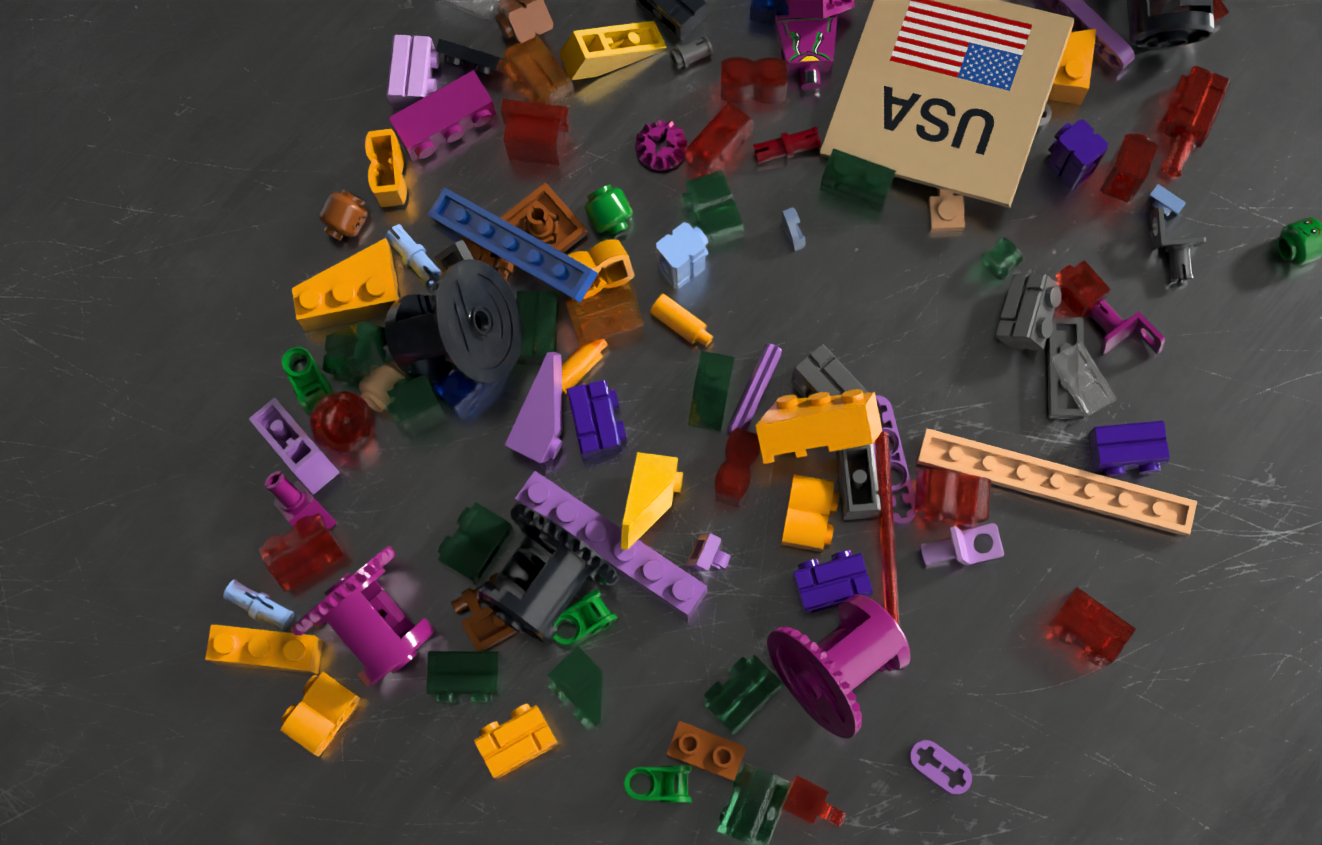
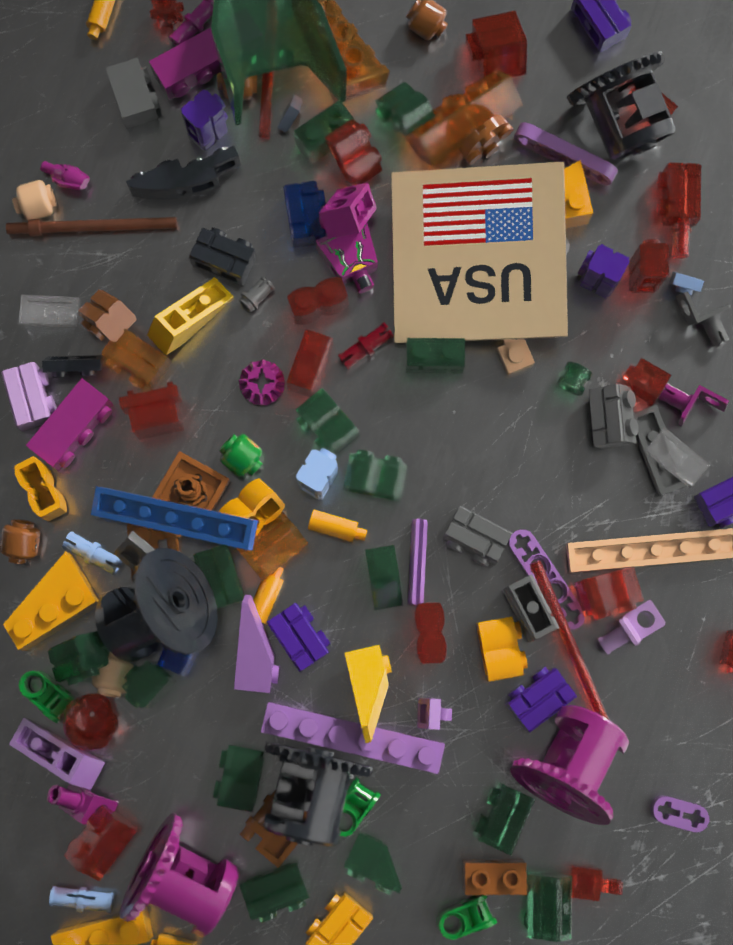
camera: 30 degrees left, 5 degrees up
(743, 282) = (375, 476): none -> clear green brick
(789, 222) = (394, 410): sand blue tile -> none
(818, 421) = (482, 575): light orange wedge -> none

